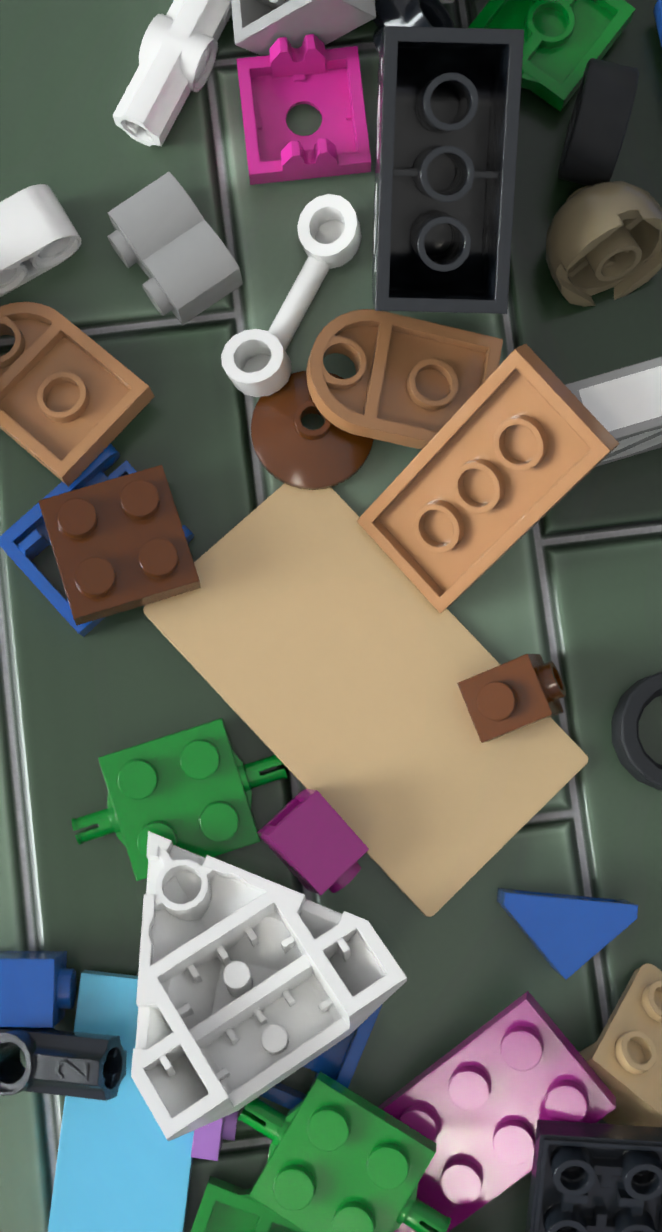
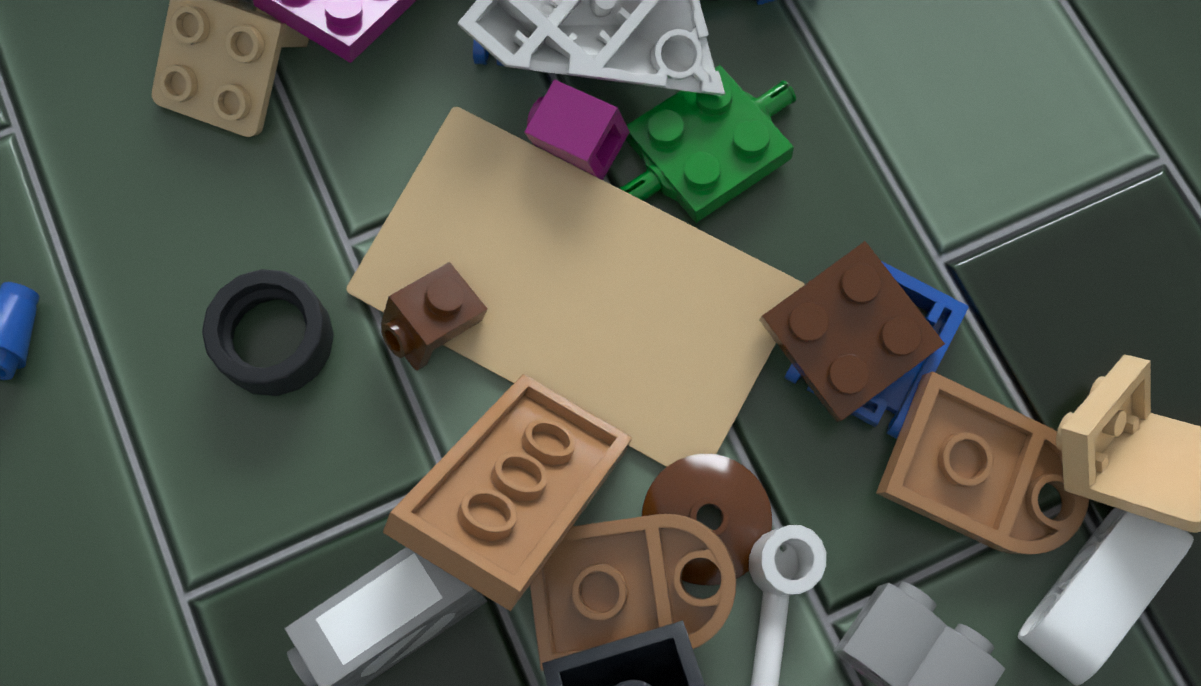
camera: 165 degrees right, 10 degrees down
(567, 926) = (331, 138): blue slope -> none

